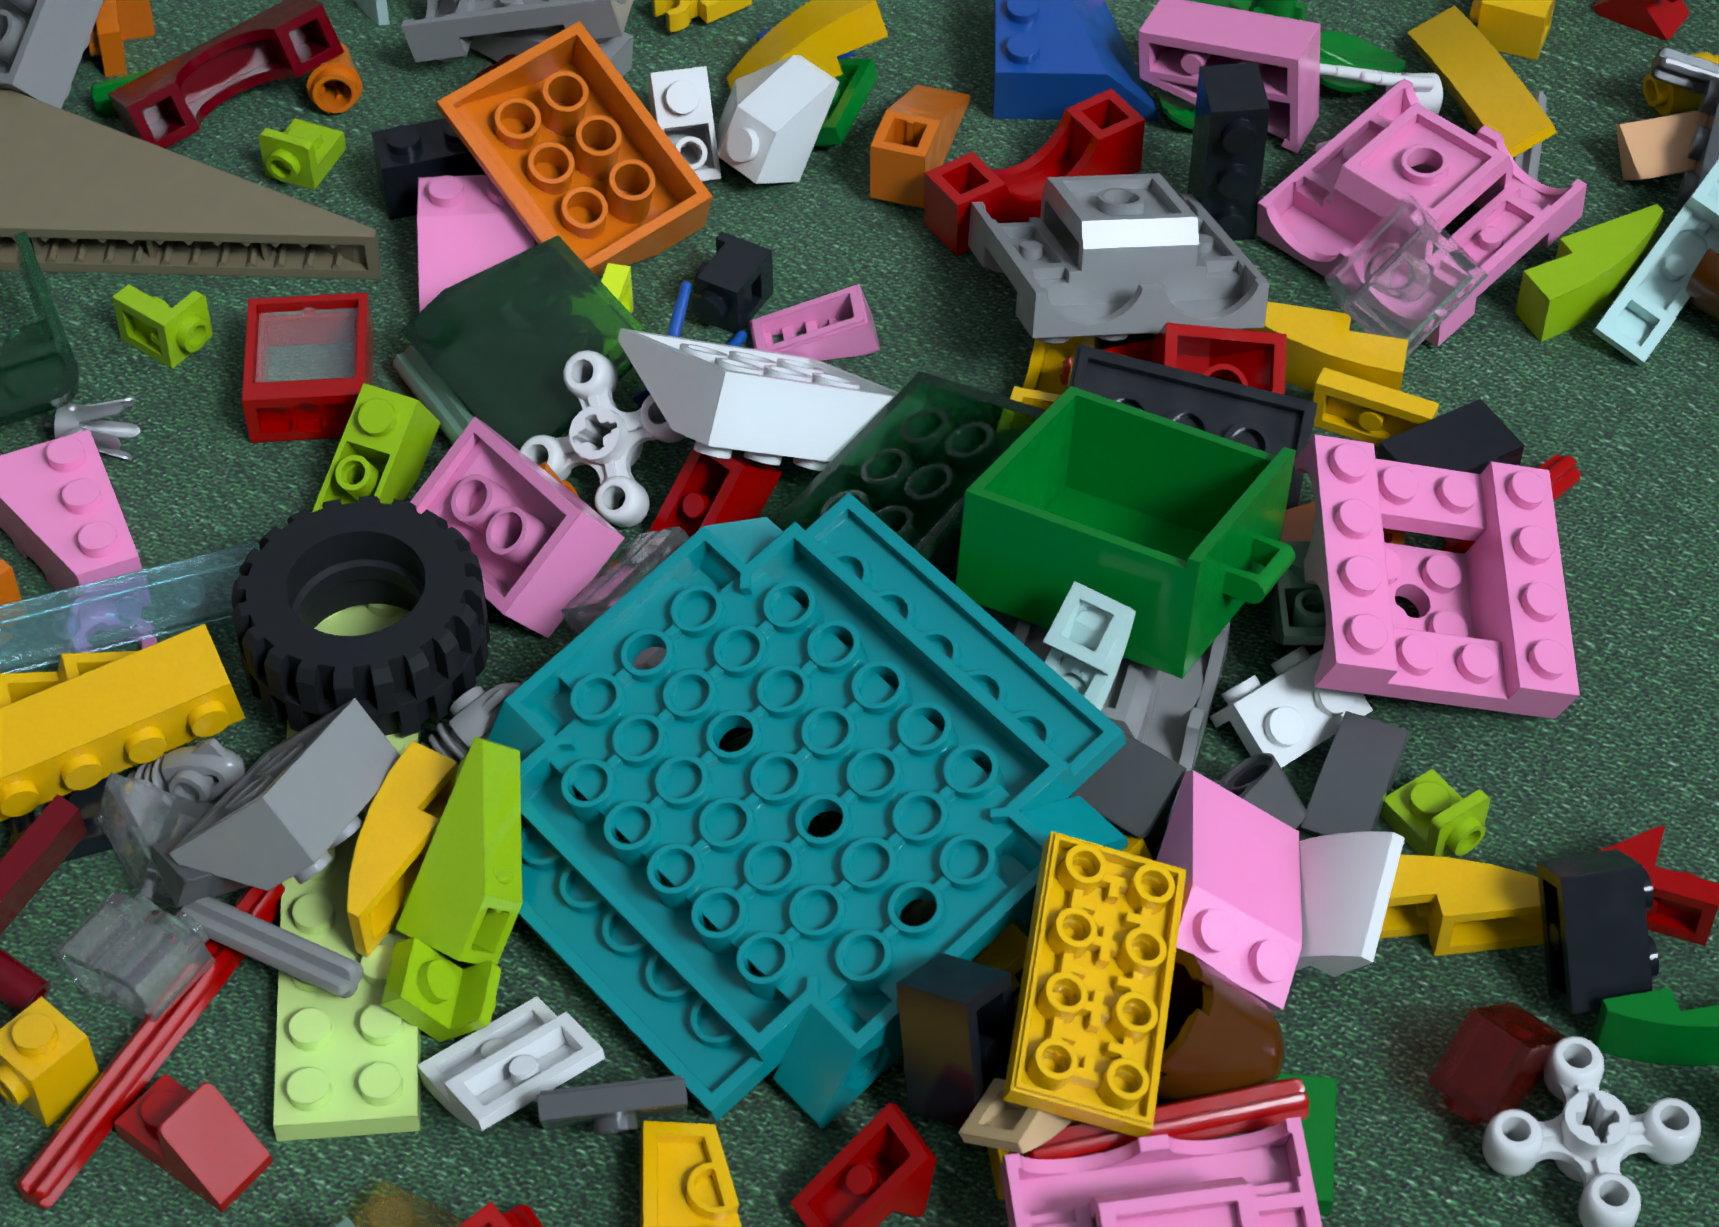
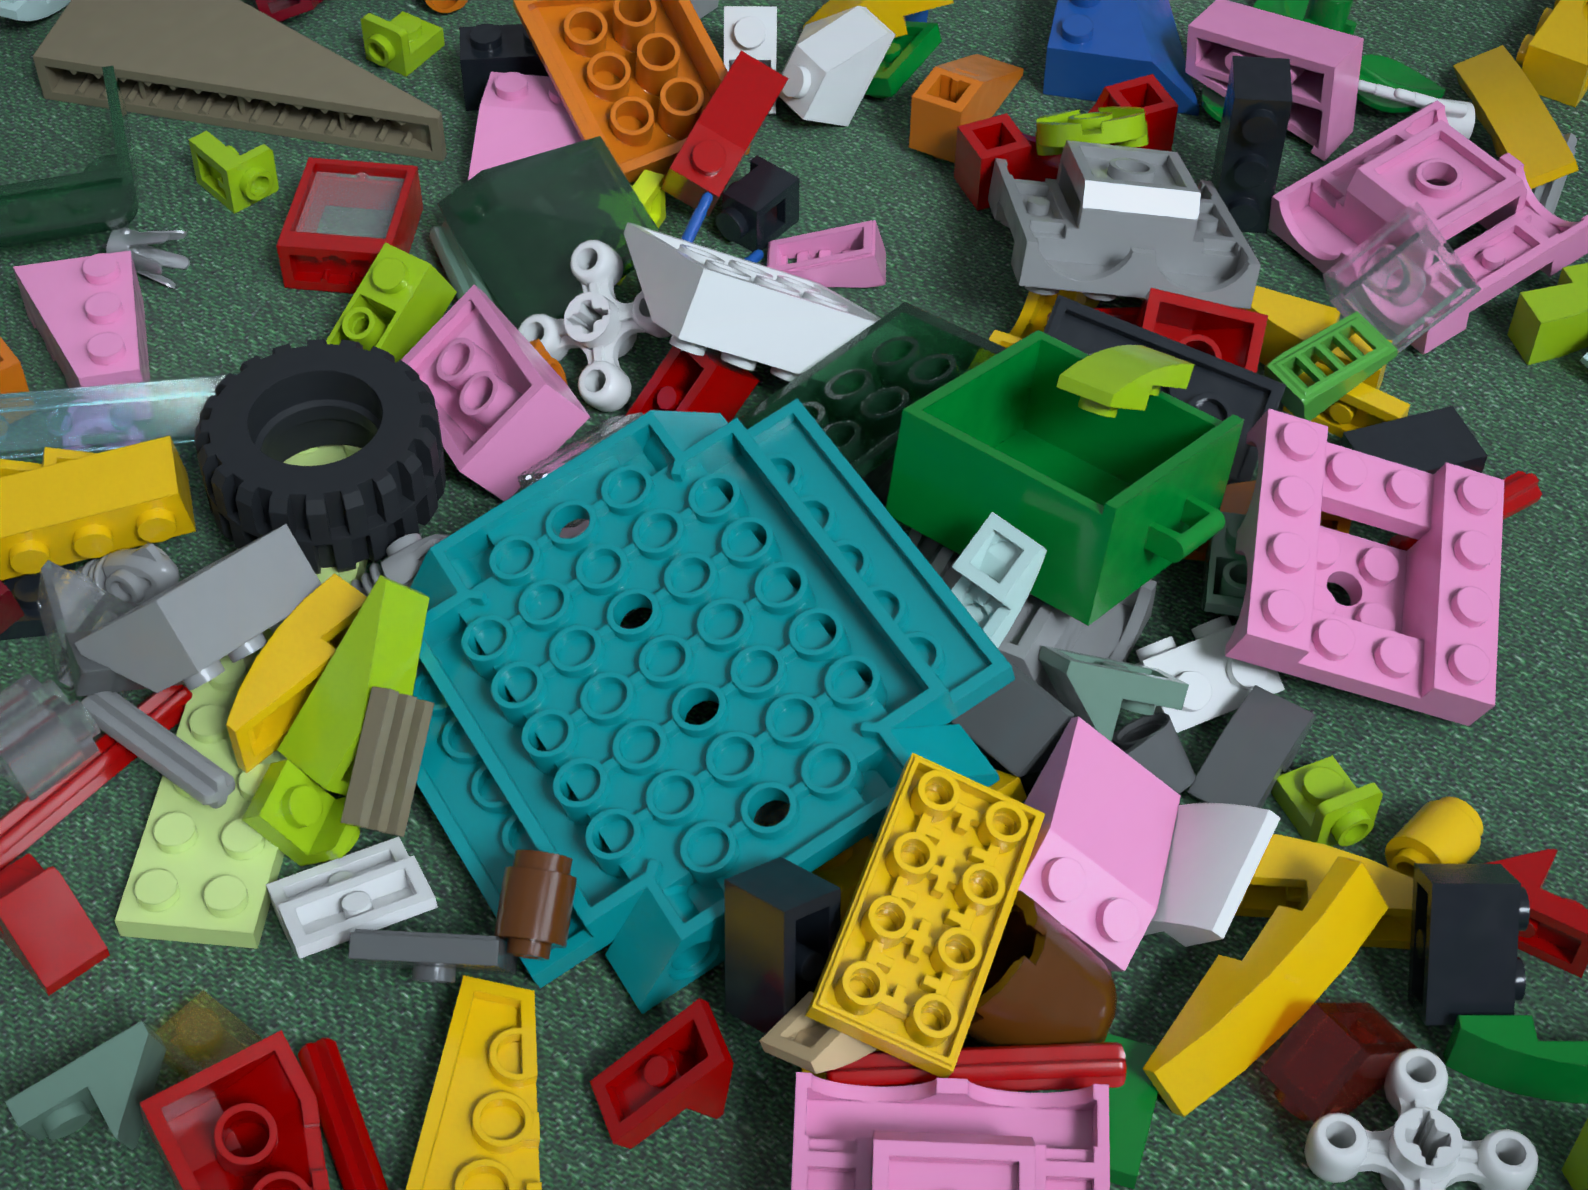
camera: 10 degrees right, 0 degrees up
(514, 923) = (387, 762): none -> dark tan tile
(686, 213) = (724, 131): none -> red slope
(706, 1038) = (535, 904): none -> reddish brown brick
(1078, 155) = (1110, 125): none -> lime plate
(1172, 426) = (1123, 378): none -> lime slope
(1205, 736) = (1101, 686): none -> sand green slope
(1339, 416) = (1312, 400): none -> bright green slope
(1410, 1018) = (1254, 1001): none -> yellow slope
(1547, 830) = (1437, 834): none -> yellow brick

